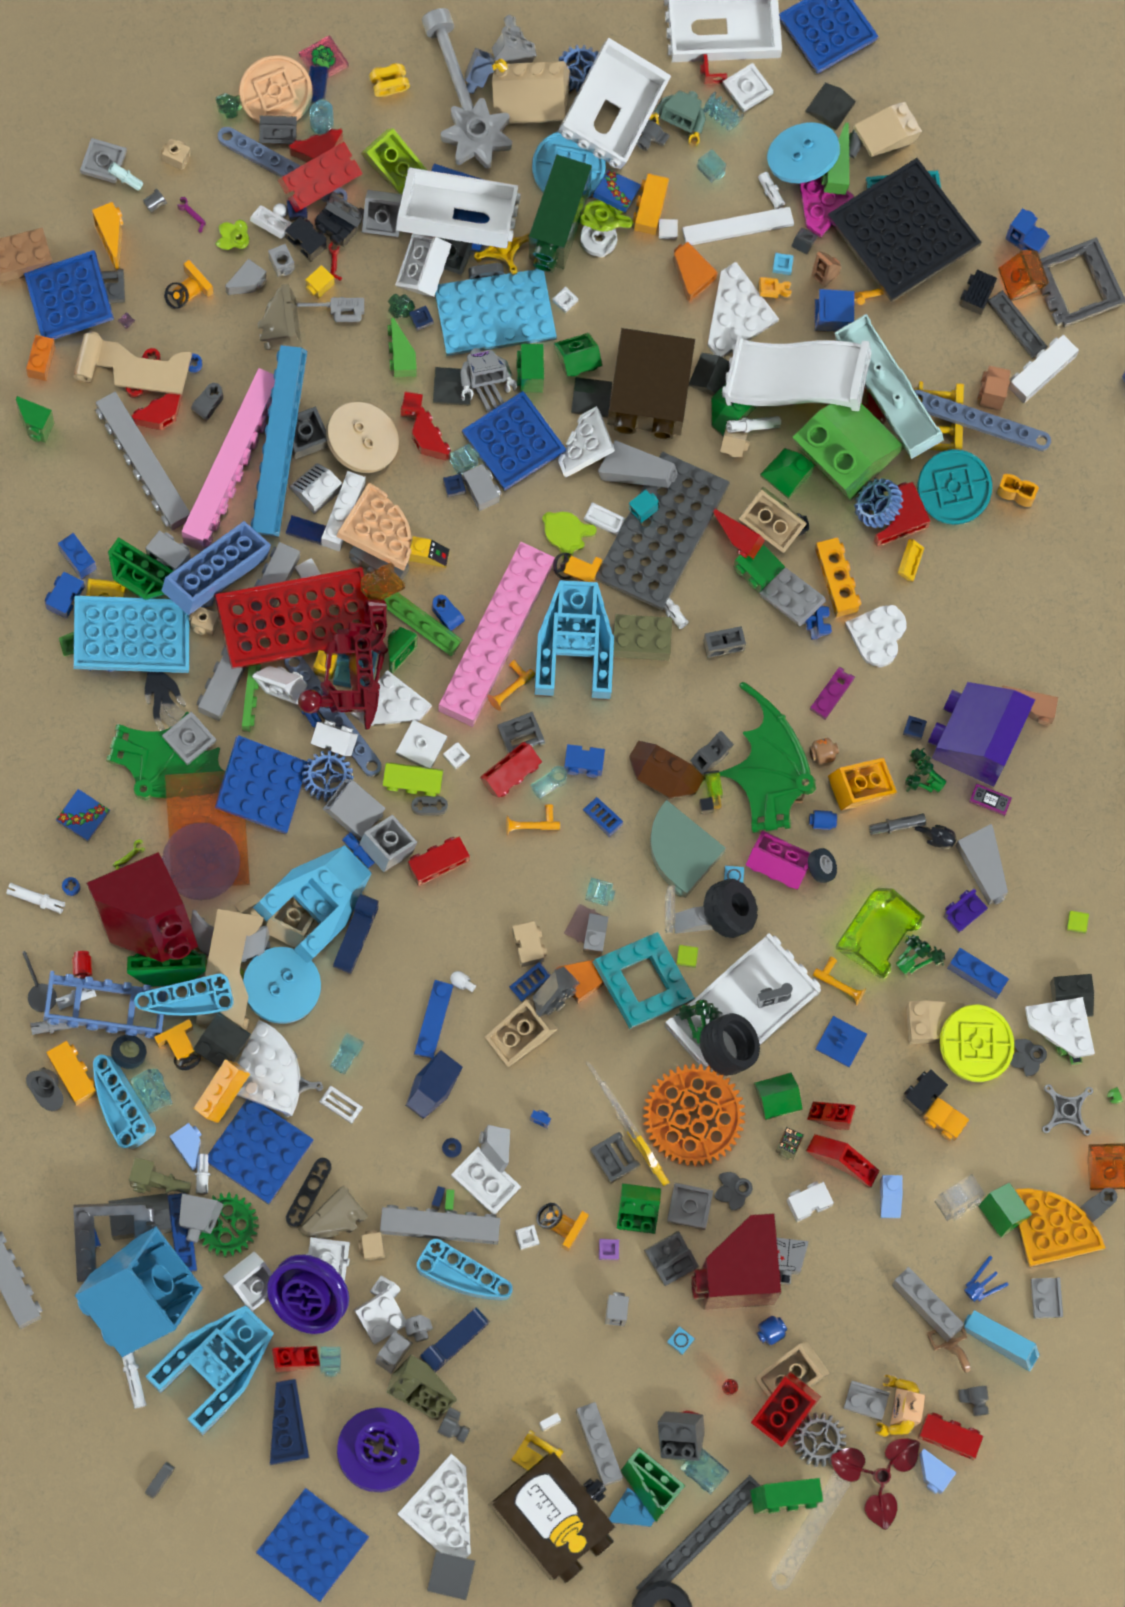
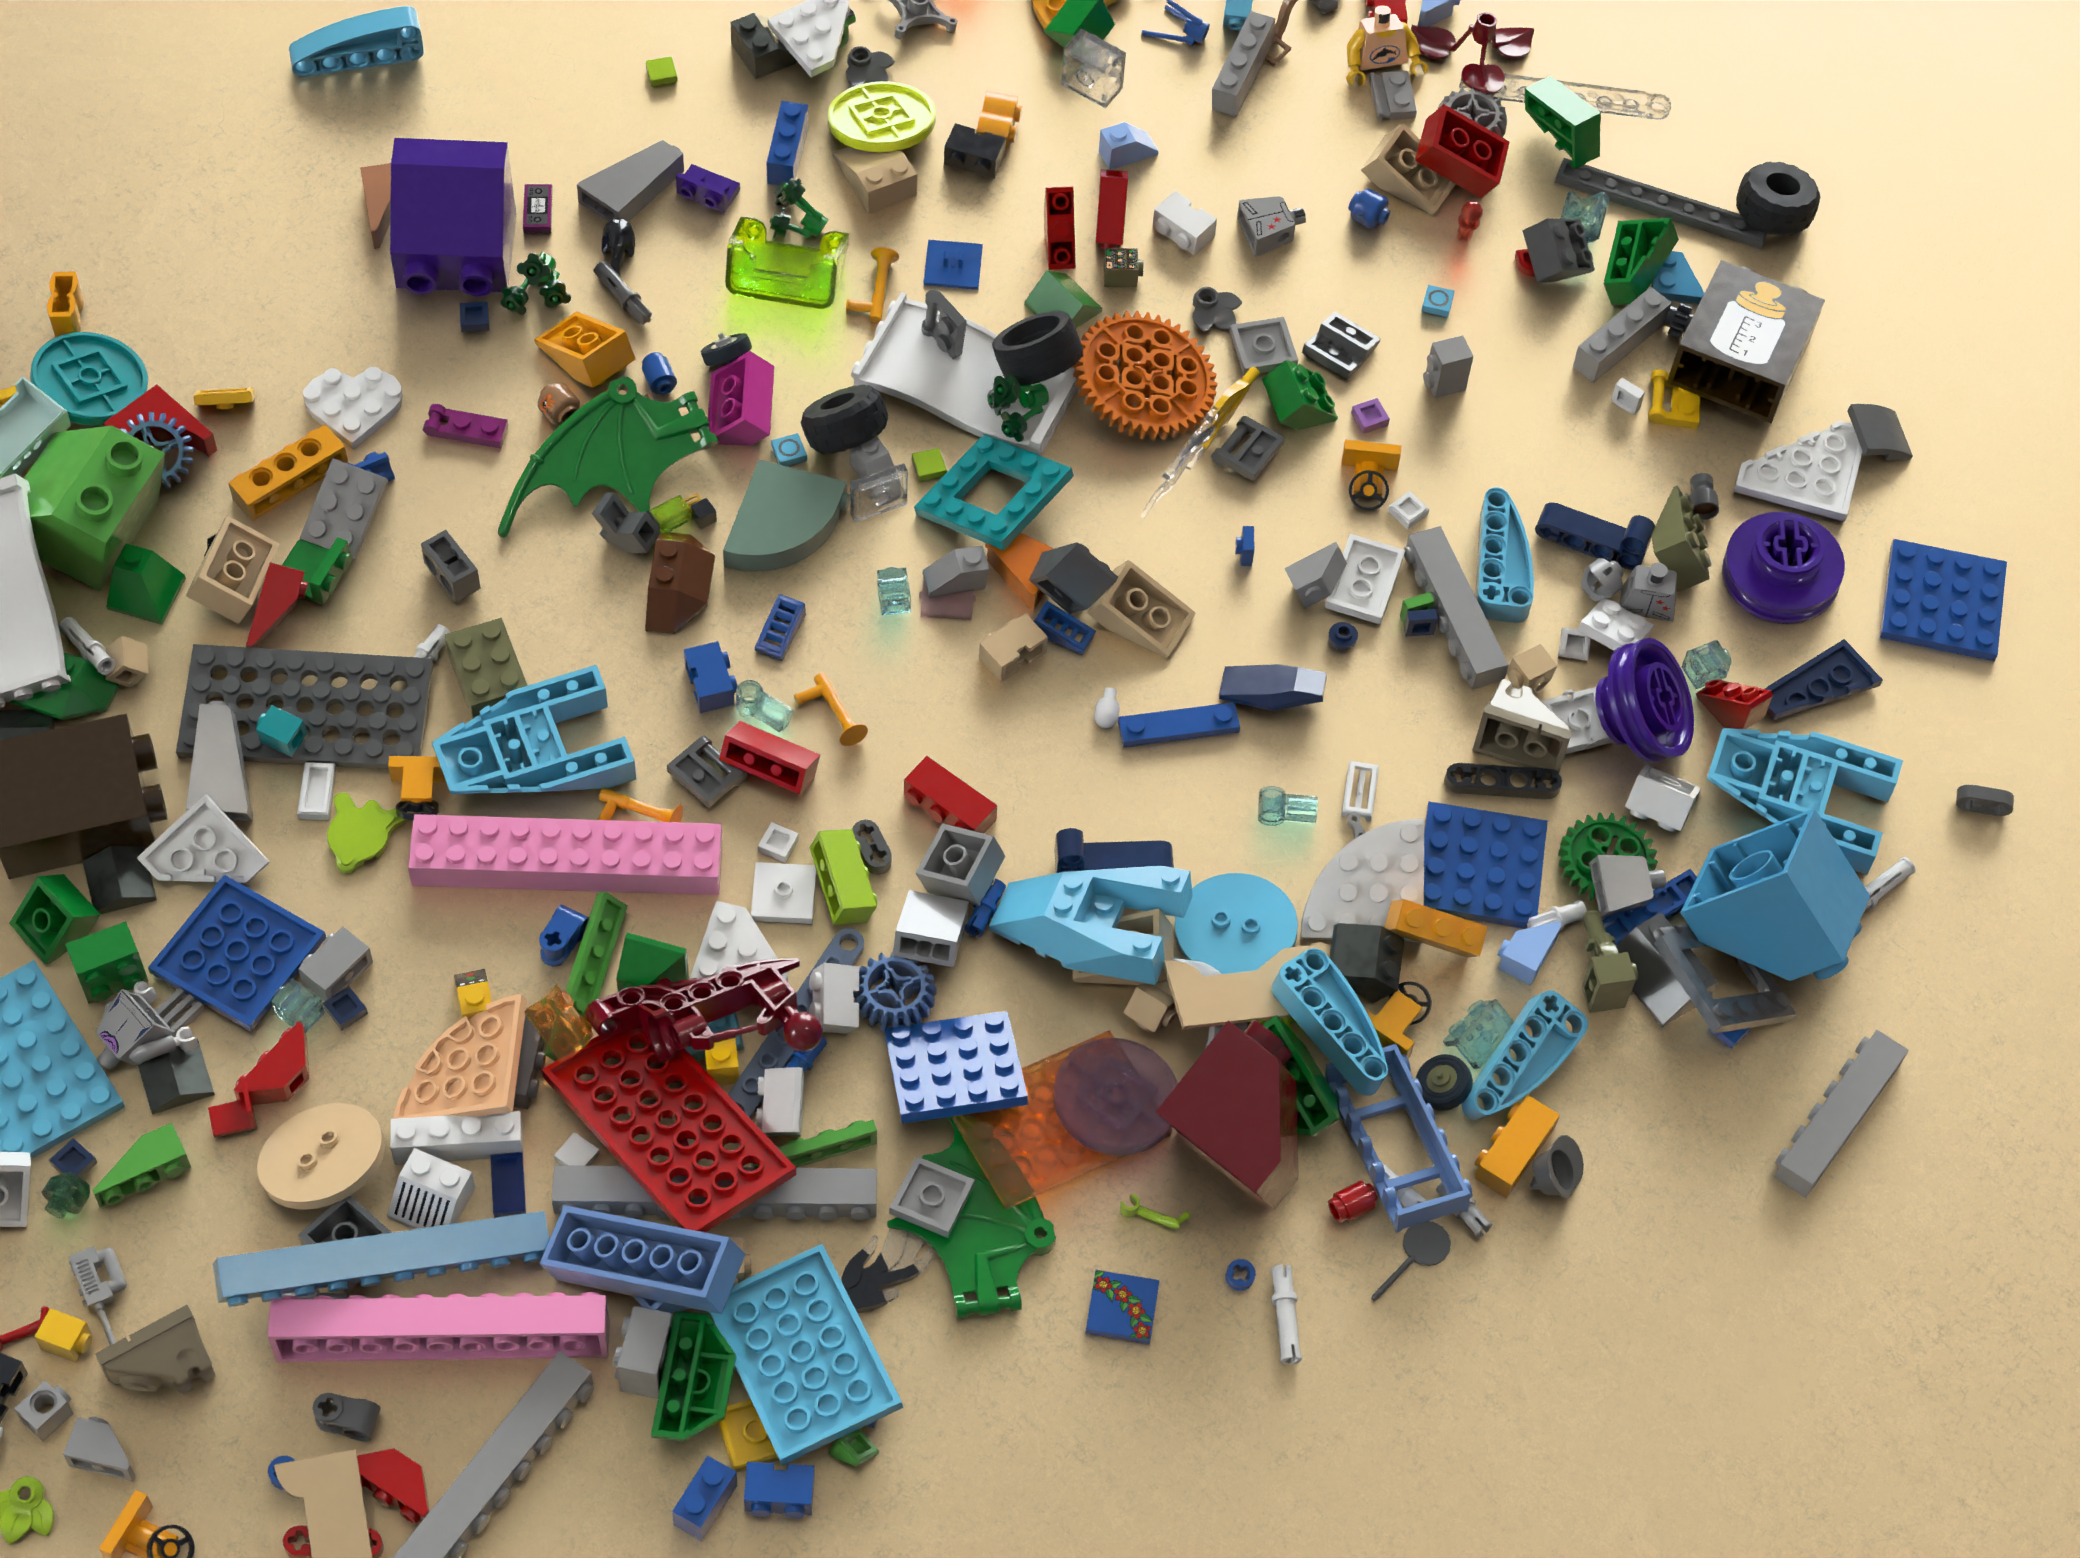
camera: 110 degrees left, 15 degrees down
(742, 1268) = (1319, 239): dark red slope -> none

